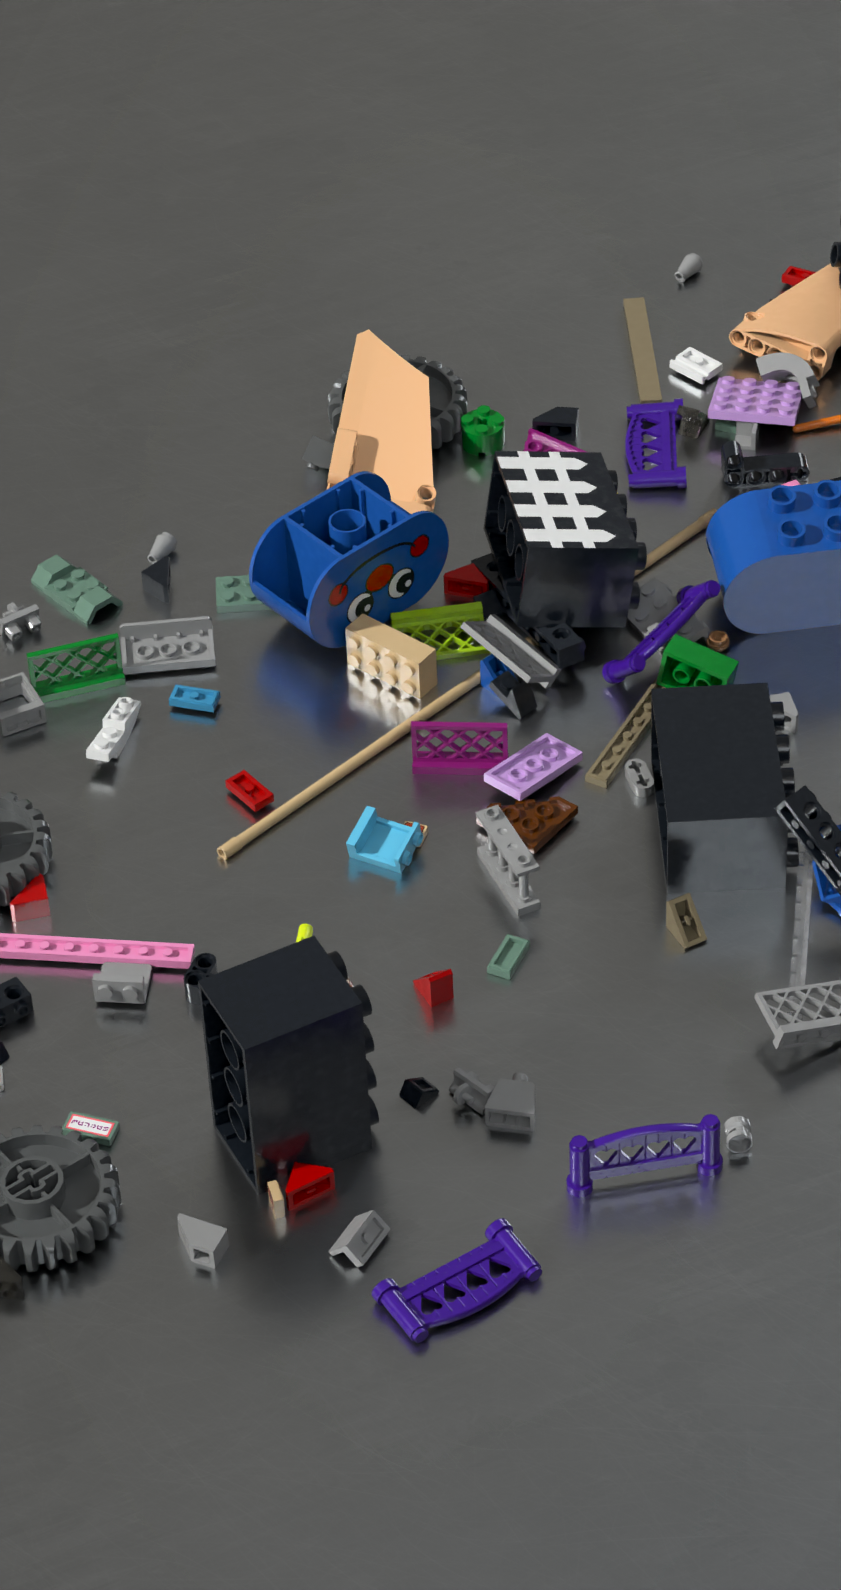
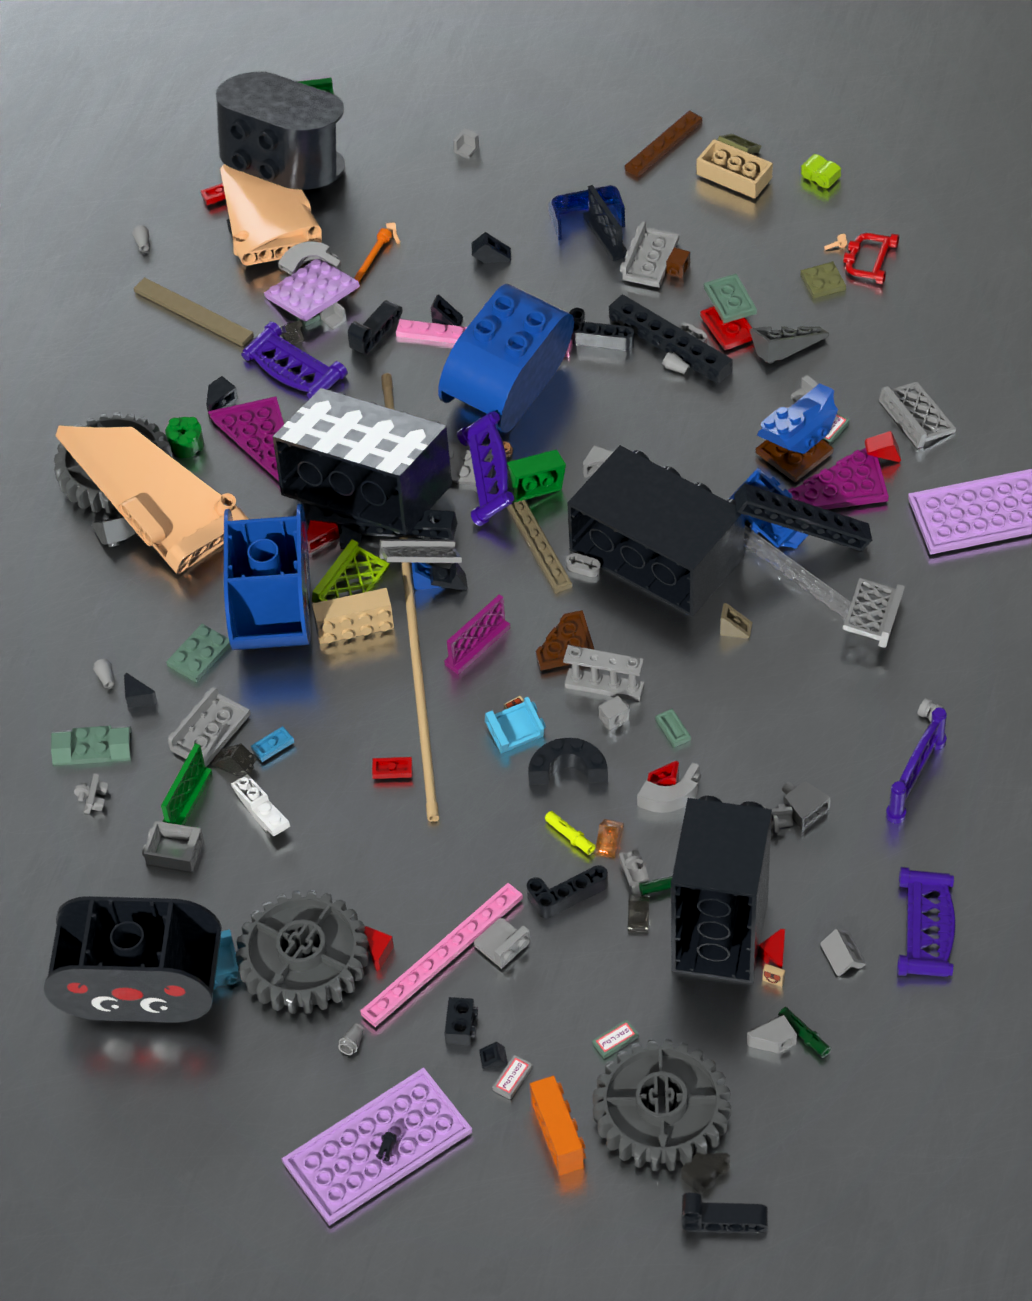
camera: 50 degrees left, 10 degrees up
(149, 685) = (235, 760): none -> clear smoke slope
(225, 1282) = (810, 1037): none -> dark green pin
(381, 891) = (567, 753): none -> black brick
(425, 1004) = (670, 798): none -> light grey arch
(477, 901) = (614, 712): none -> light grey brick
(533, 766) = (525, 609): lavender plate -> none
(696, 365) = (239, 295): white plate -> none

